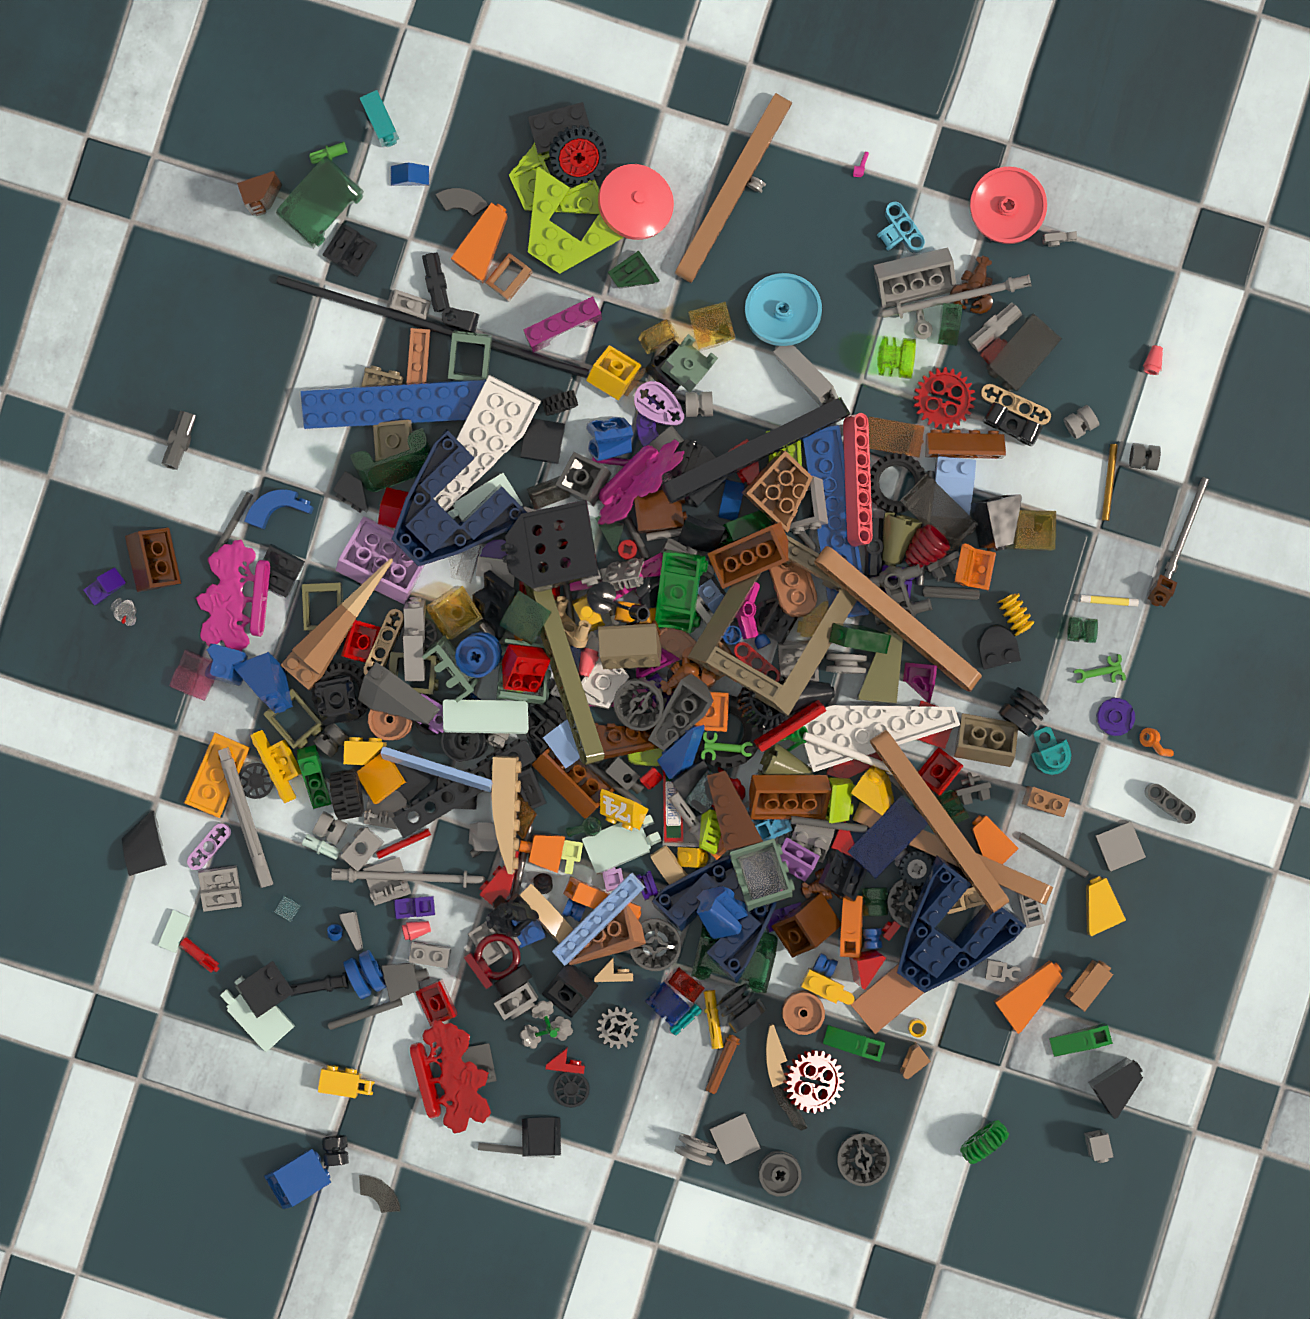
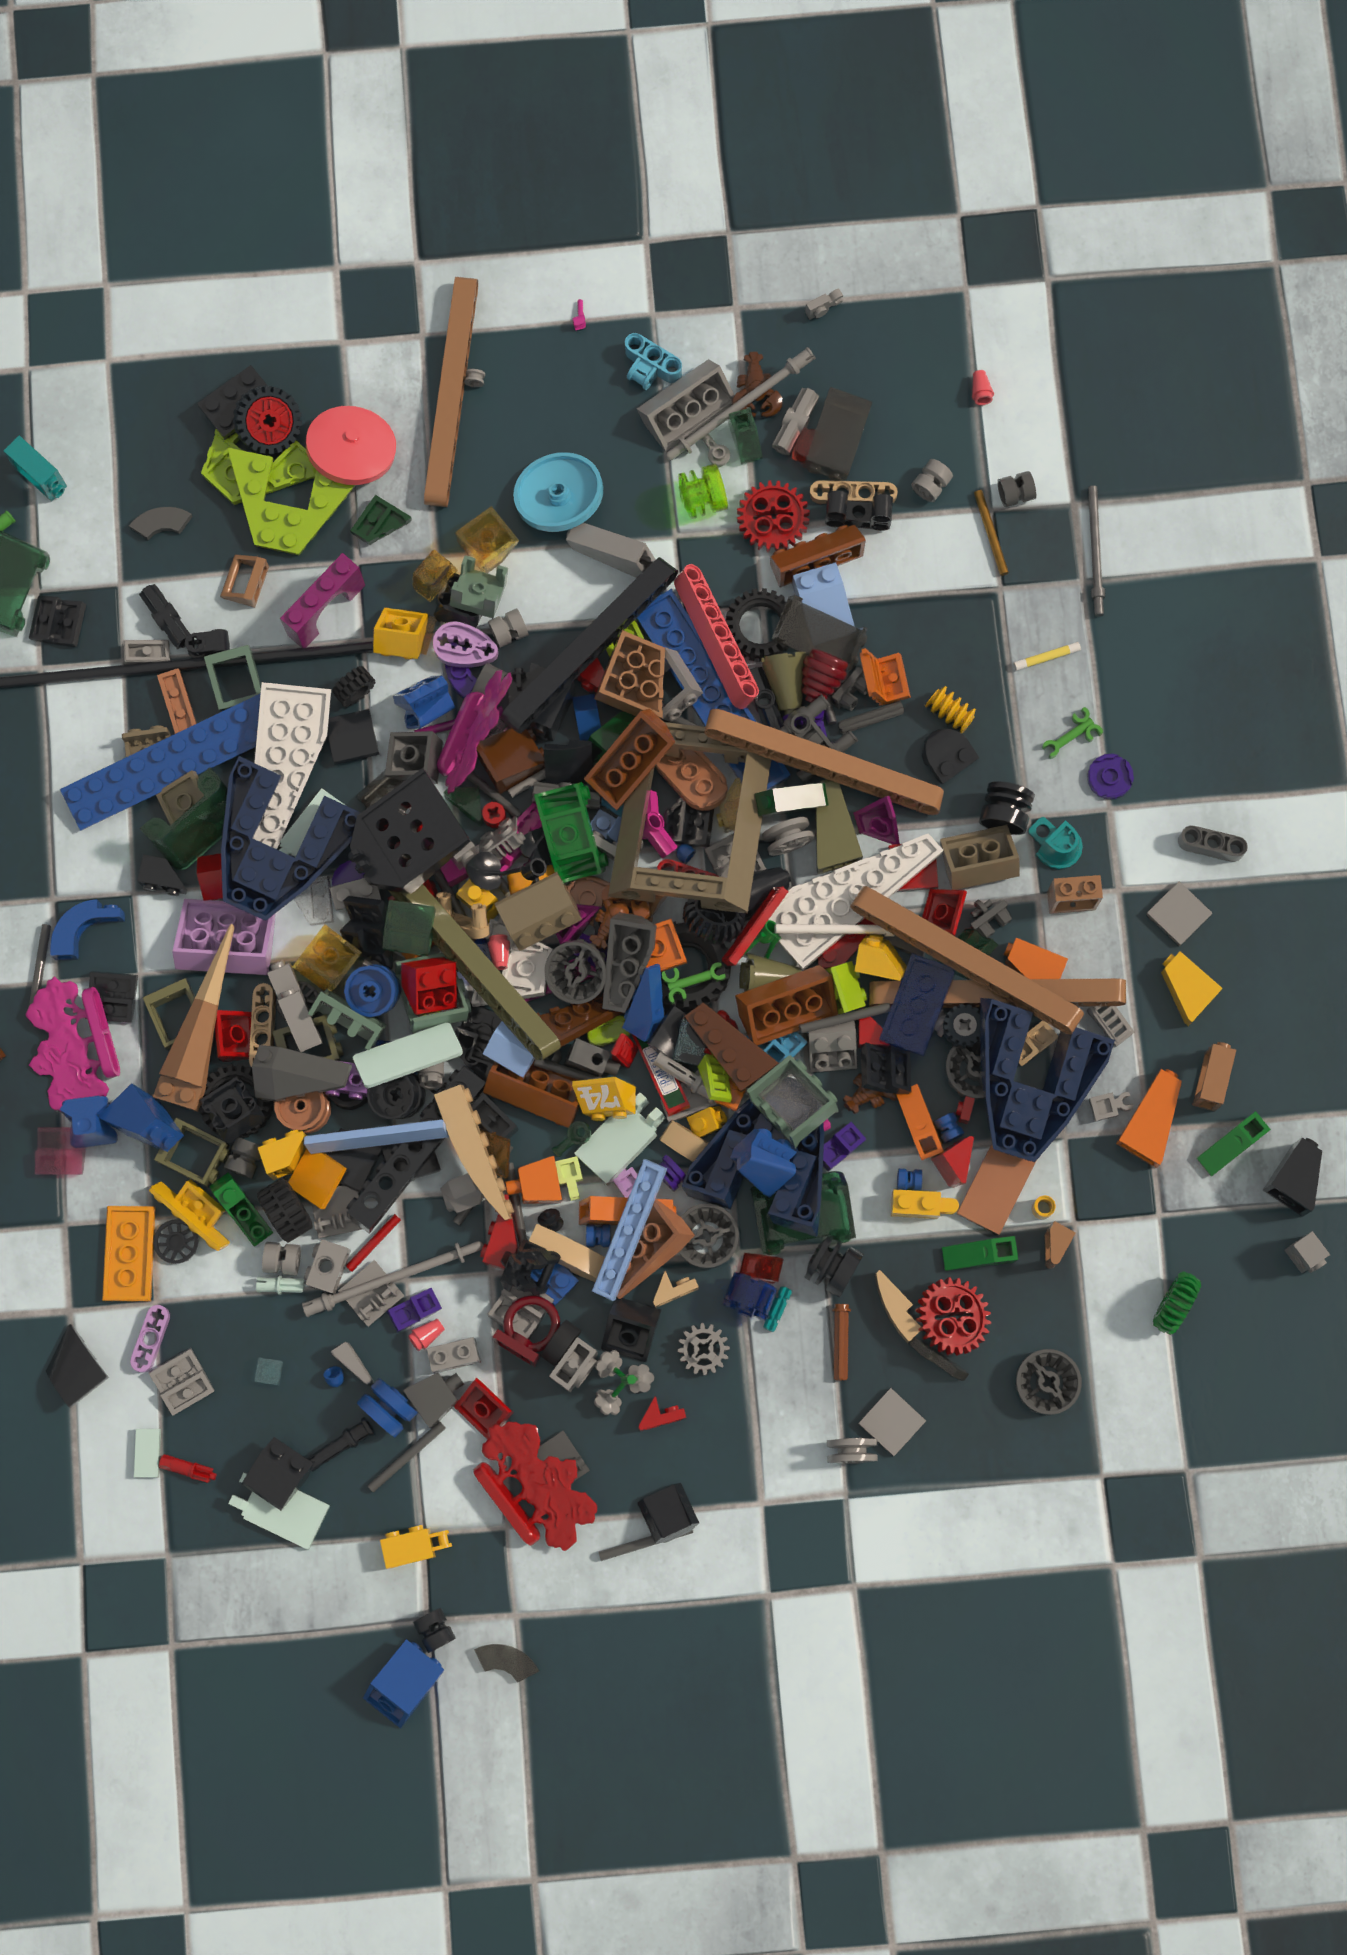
camera: 20 degrees left, 10 degrees down
(245, 818) = (179, 1287): light grey piece -> none
(409, 175) = (92, 516): blue slope -> none
(479, 246) = (199, 556): orange slope -> none
(571, 1089) = (680, 1444): black wheel -> none
(713, 1019) = (808, 1294): yellow pin -> none
(732, 635) = (649, 855): blue wheel -> none
(783, 1184) = (974, 1437): dark grey wheel -> none
(798, 859) = (831, 1071): medium lavender brick -> none
(800, 1001) = (914, 1230): nougat wheel -> none
(807, 925) = (868, 1142): reddish brown slope -> none
(875, 901) = (934, 1085): clear green wheel -> none
(895, 436) = (736, 577): clear orange piece -> none
(996, 521) = (886, 617): slope -> none
(1008, 205) = (754, 290): coral dish -> none
(1035, 530) = (932, 612): clear yellow slope -> none
(1054, 855) = (1110, 953): dark grey bar -> none
(1085, 630) = (1039, 695): clear green wheel -> none
(1154, 742) = (1164, 784): orange plate -> none
(1159, 594) = (1099, 620): reddish brown brick -> none

